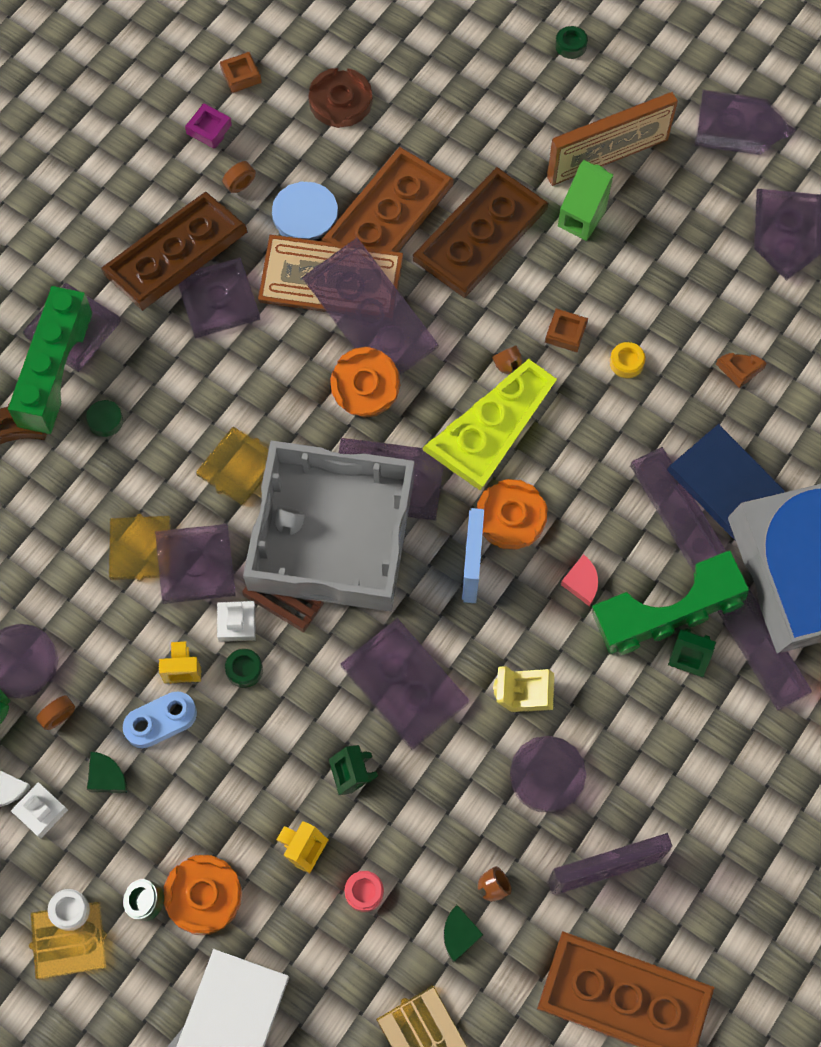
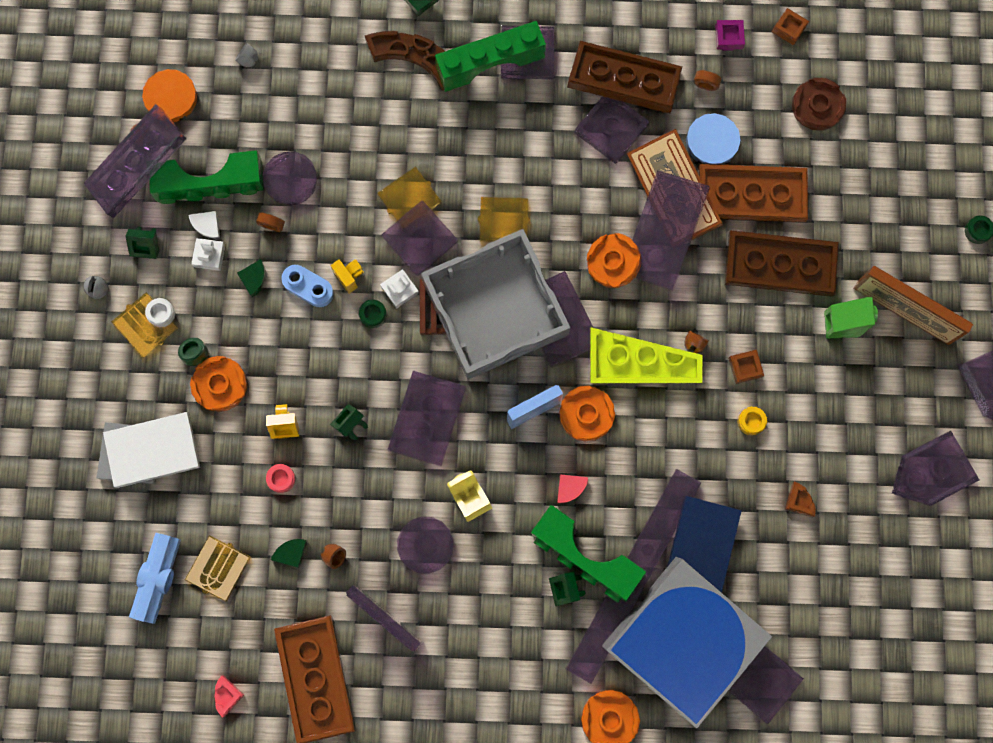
camera: 55 degrees right, 10 degrees up
(104, 418) = (479, 116): dark green tile -> none
(289, 518) = (482, 275): light grey hinge -> none

